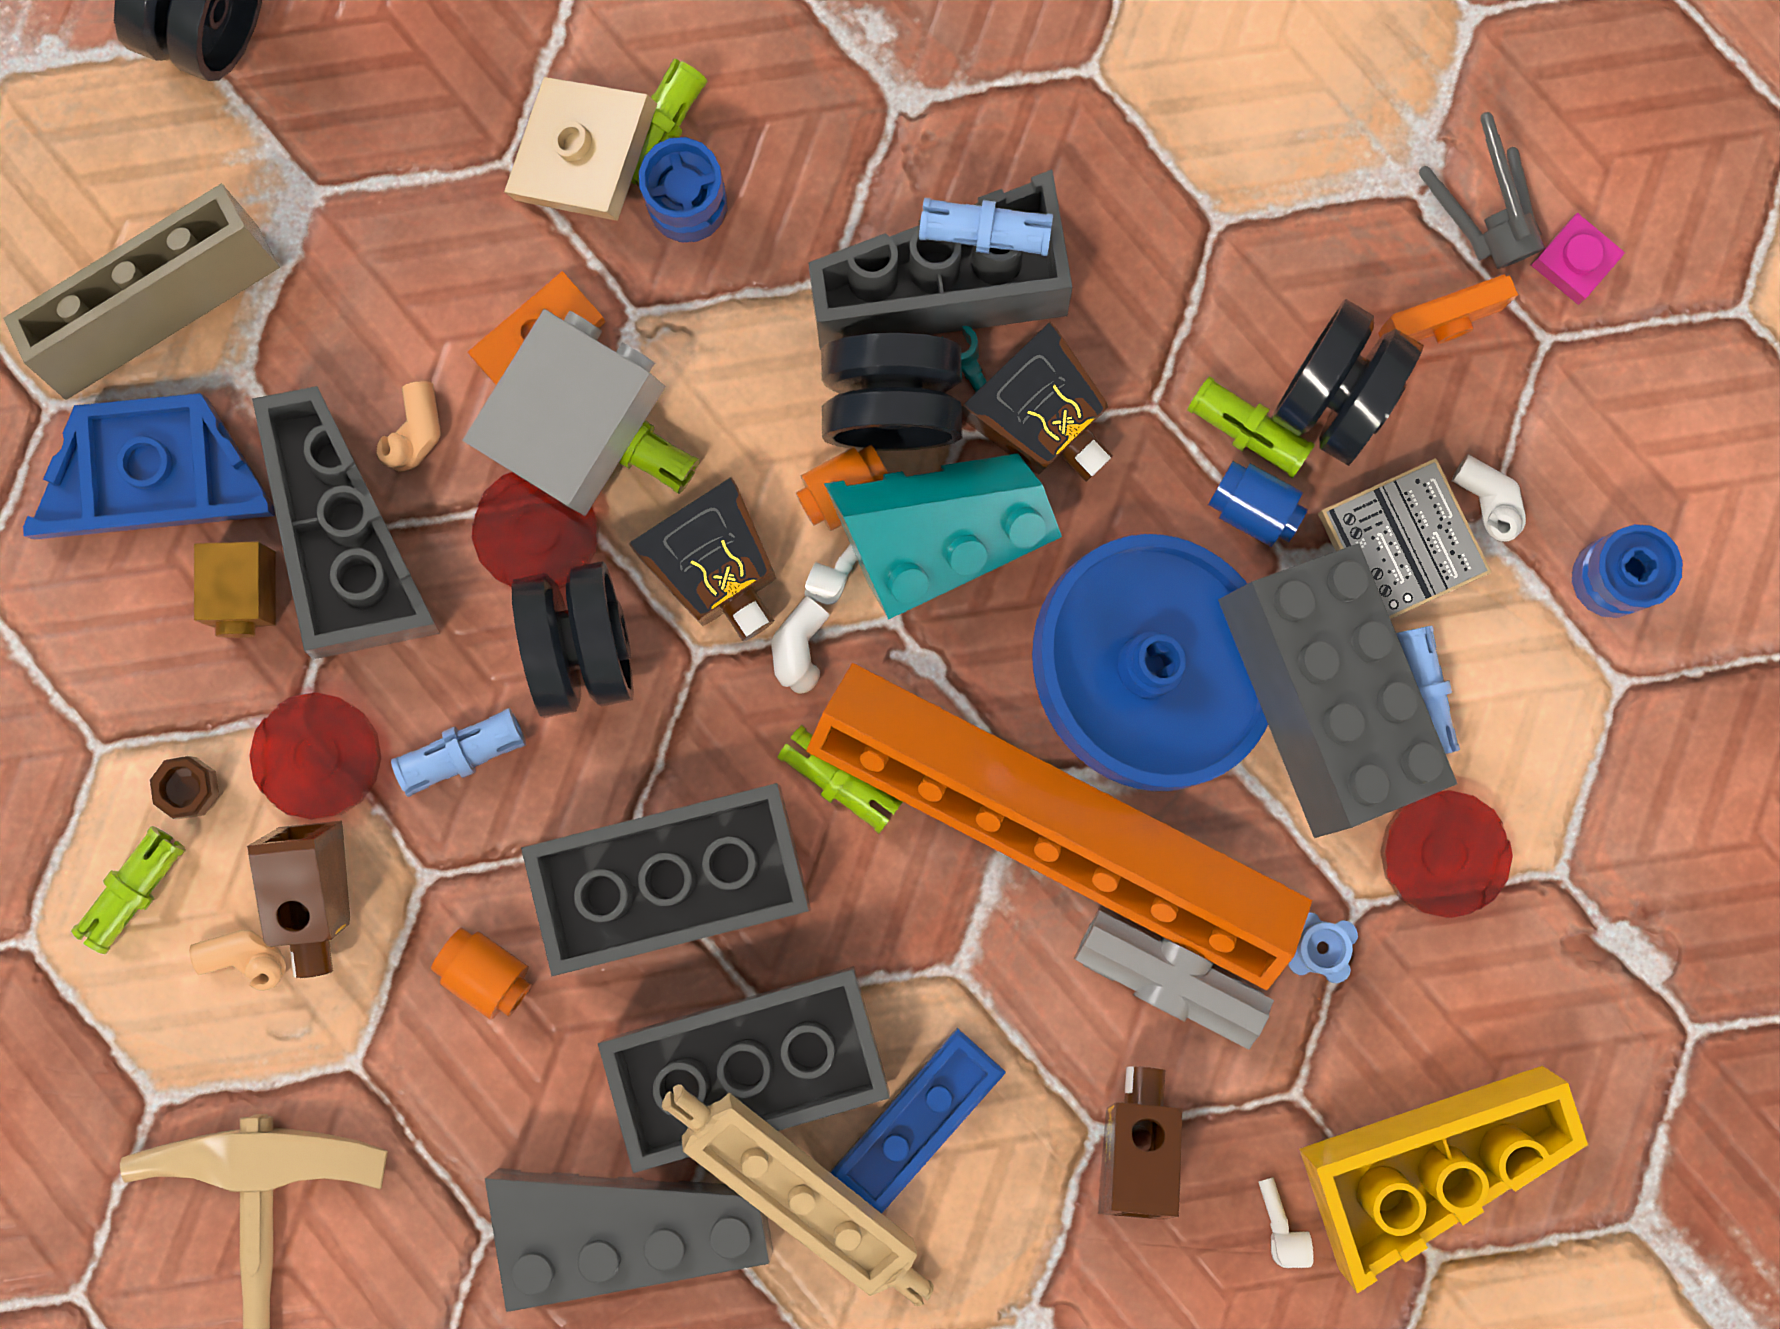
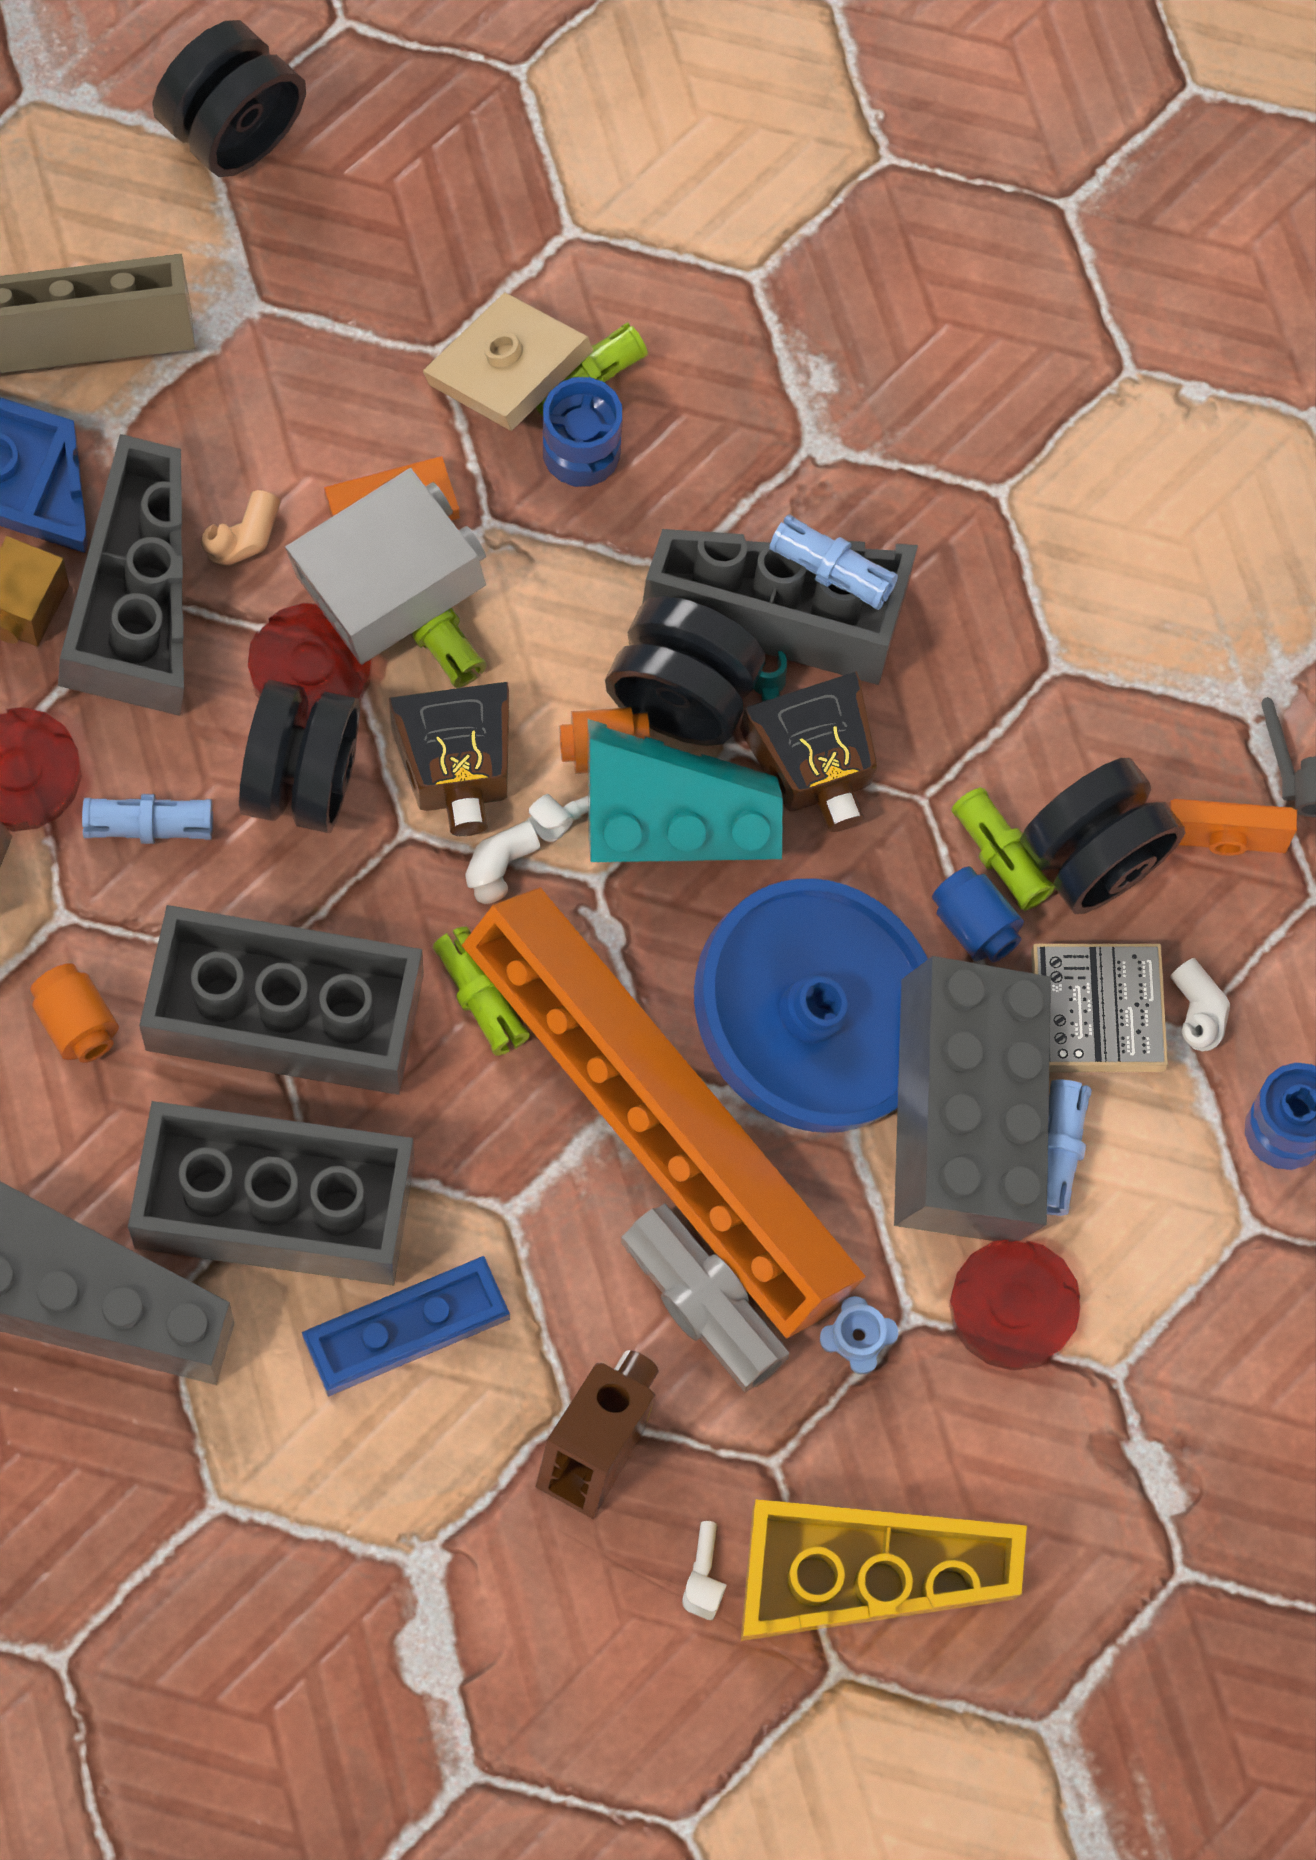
camera: 20 degrees right, 15 degrees down
(798, 1194) = (269, 1316): tan plate -> none

